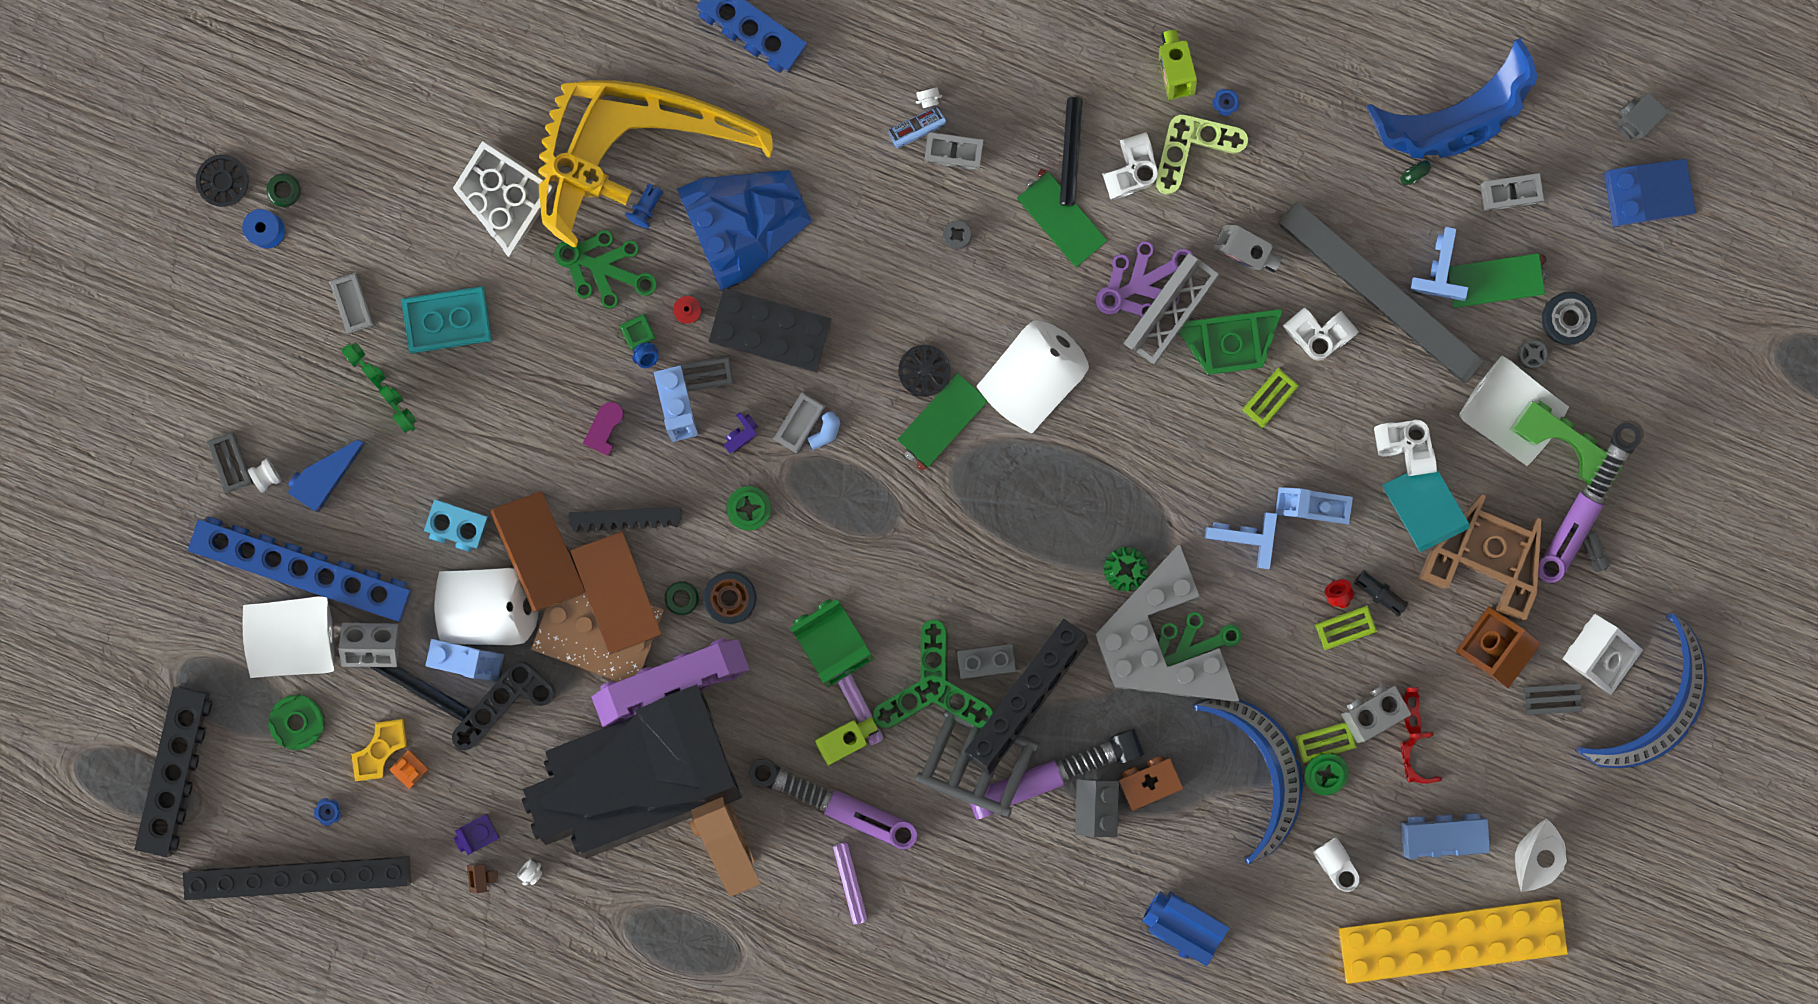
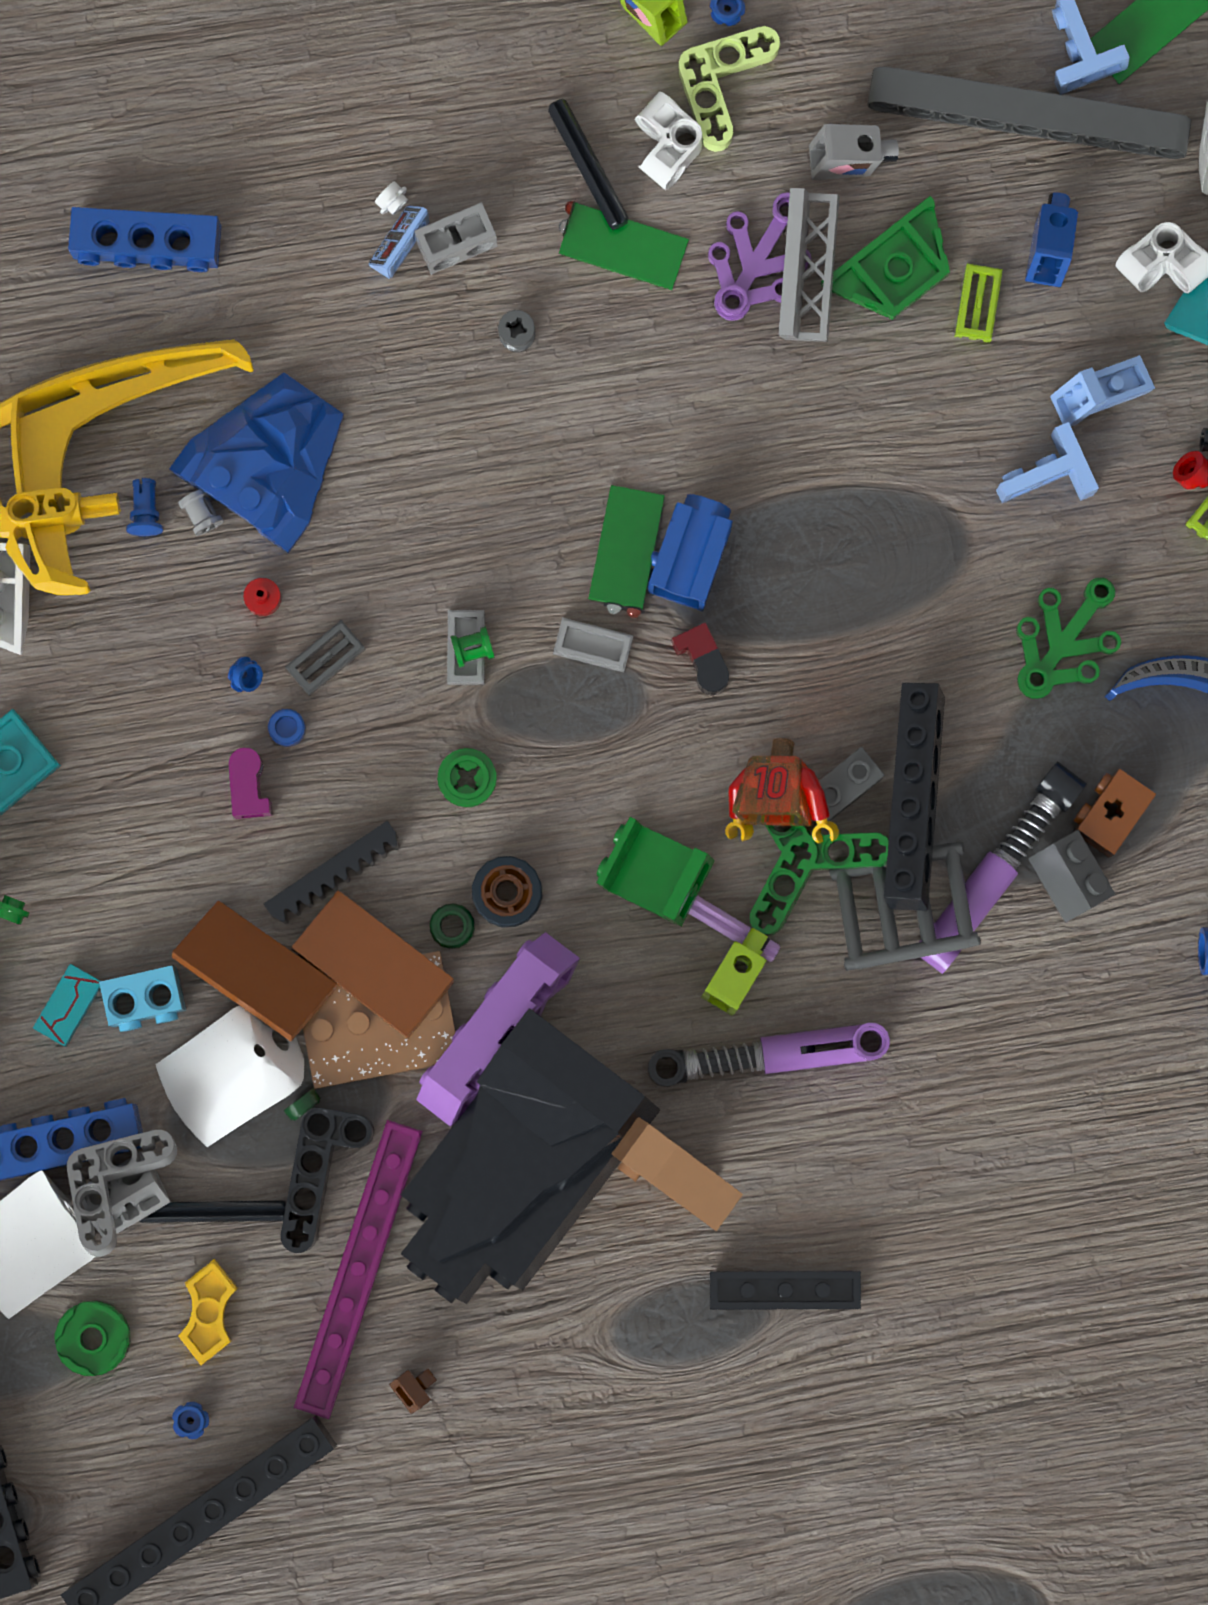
camera: 30 degrees left, 5 degrees down
(367, 623) = (103, 1171): none -> light grey beam
(405, 500) = (67, 1005): none -> teal tile
(409, 769) = (255, 1313): orange tile -> none
(464, 660) = (245, 1147): light blue bracket -> none
(476, 835) = (378, 1342): dark purple bracket -> none
(491, 780) = (358, 1269): none -> magenta tile
(517, 655) = (302, 1105): none -> dark green tile
(530, 872) = (467, 1348): white plate -> none
(601, 266) = (135, 606): green plant -> none
(637, 331) = (220, 654): green tile -> none
(650, 405) = (286, 727): none -> blue tile
(675, 404) = (313, 708): light blue bracket -> none
(680, 231) = (200, 512): none -> light grey bush
(740, 438) = (408, 705): dark purple bracket -> none
(753, 958) = (785, 1290): none -> black gear
(770, 330) = (369, 561): black brick -> none
(802, 427) = (484, 650): none -> green bush
(828, 431) = (505, 636): light blue arm -> none
(850, 883) = (843, 1135): lavender axle -> none
(882, 470) = (593, 644): none -> light grey tile
(924, 370) = (572, 504): black wheel -> none
(940, 642) = (778, 792): none -> torso
(948, 533) = (706, 659): none -> leg
(981, 450) = (691, 552): none -> blue piece
(1029, 379) = (698, 436): white piece -> none
(1112, 568) = (920, 595): green gear -> none
(1134, 652) = (1003, 673): light grey wing -> none
(1305, 330) = (971, 201): white piece -> none
(1336, 392) = (1052, 241): none -> blue torso

